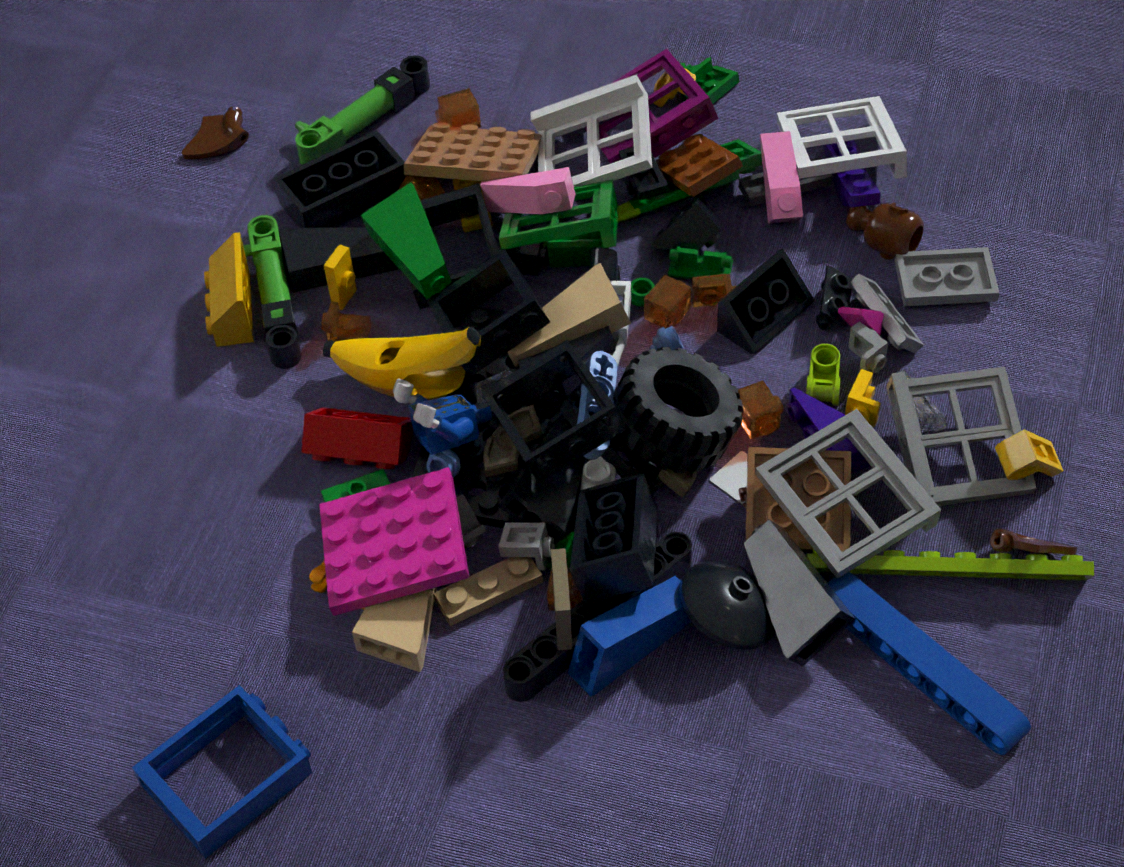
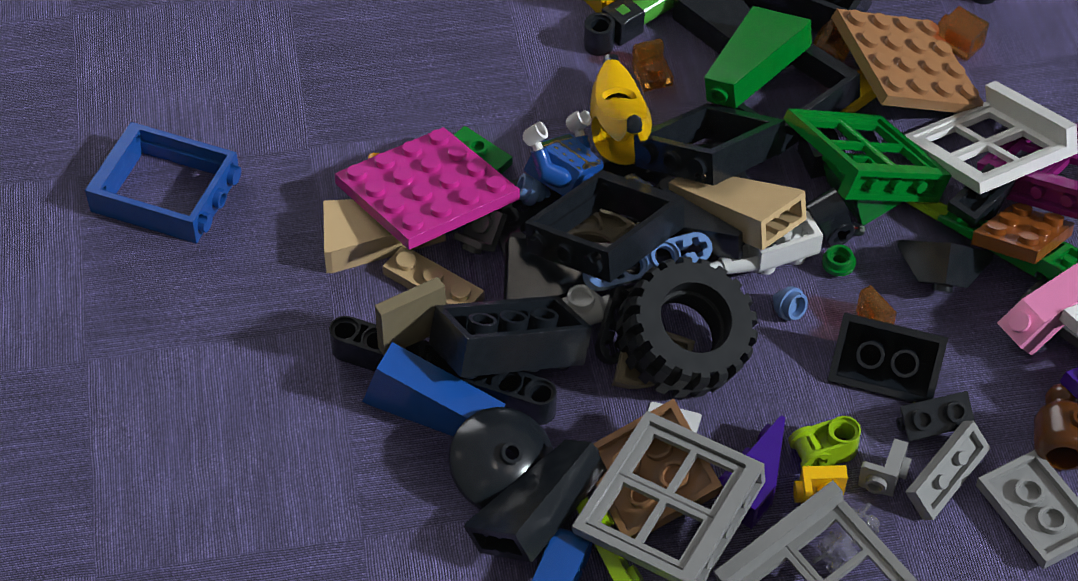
camera: 60 degrees right, 0 degrees up
(340, 276) = (691, 32): yellow plate -> none
(357, 437) = (524, 102): red slope -> none
(527, 541) = (483, 280): light grey bracket -> none
(530, 193) = (877, 118): bright pink slope -> none
(667, 302) = (832, 281): clear orange brick -> none
(688, 264) = (904, 292): green hinge -> none
(760, 410) = (749, 403): clear orange brick -> none
(870, 318) = (921, 446): dark pink slope -> none

